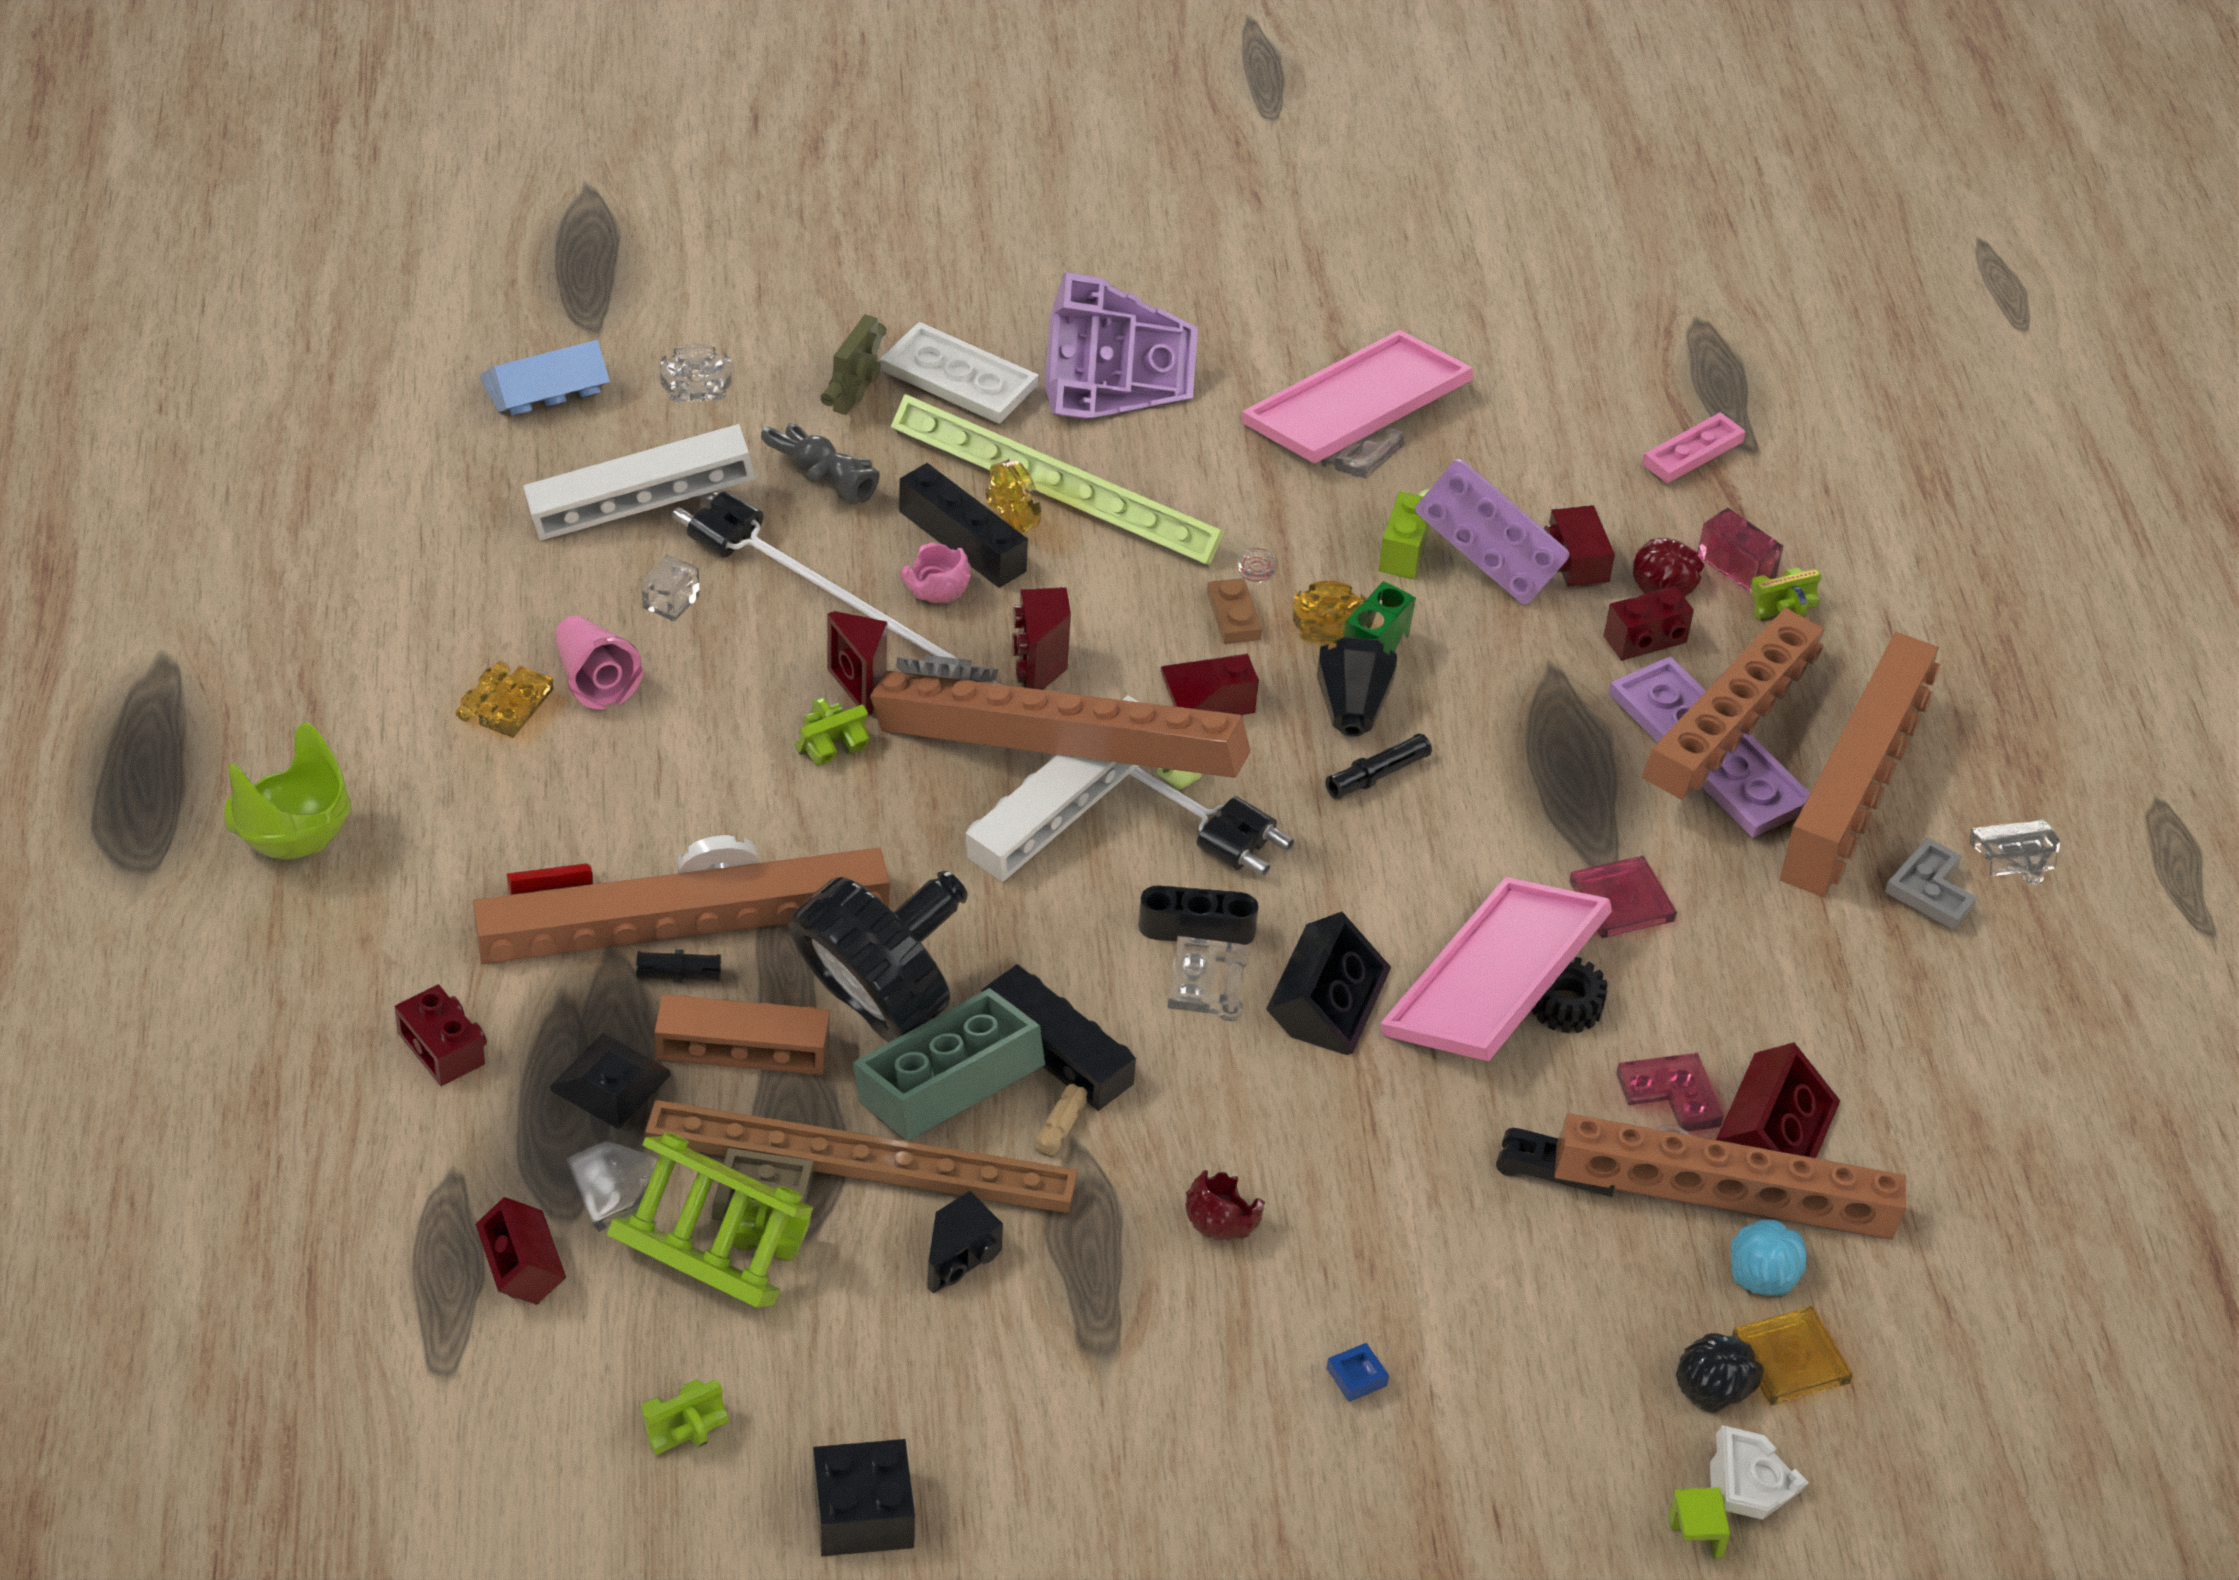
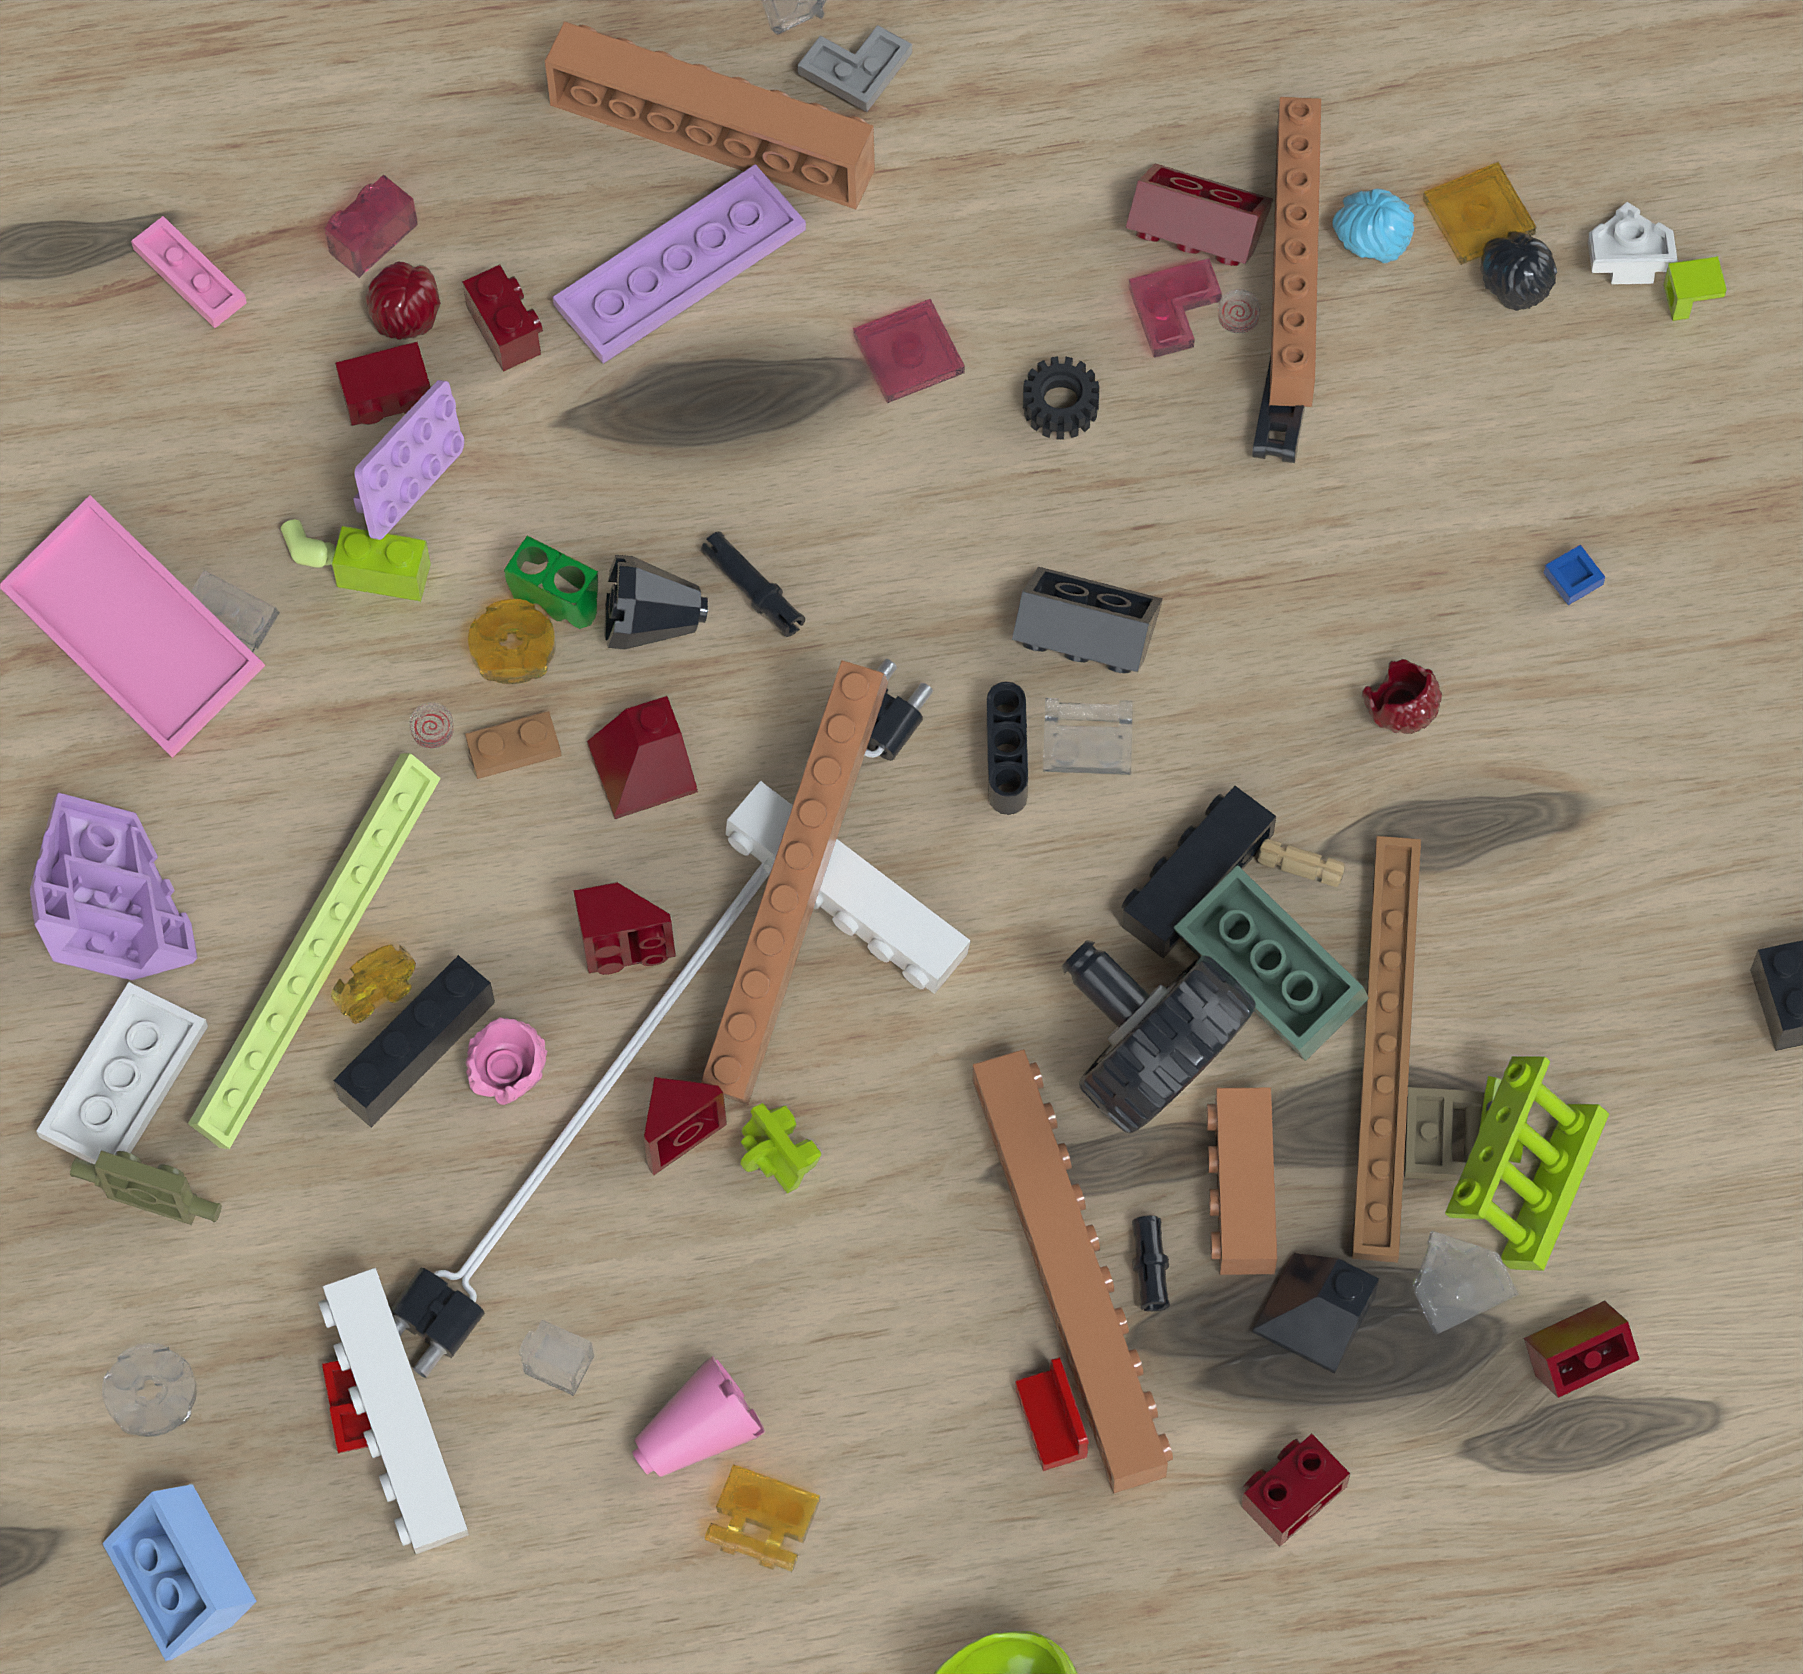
camera: 90 degrees left, 20 degrees up
(684, 1417) = (1753, 1186): lime hips -> none
(717, 853) = (1020, 1230): white tile -> none
(817, 457) = (305, 1220): dark grey animal -> none
(947, 667) = (680, 1036): light grey gear -> none
(961, 1240) = (1484, 941): black slope -> none
(1178, 779) = (783, 773): yellowish green arm -> none
(1496, 968) = (1045, 458): bright pink tile -> none
(1734, 704) = (639, 228): nougat brick -> none
(1793, 591) = (437, 200): lime hips -> none

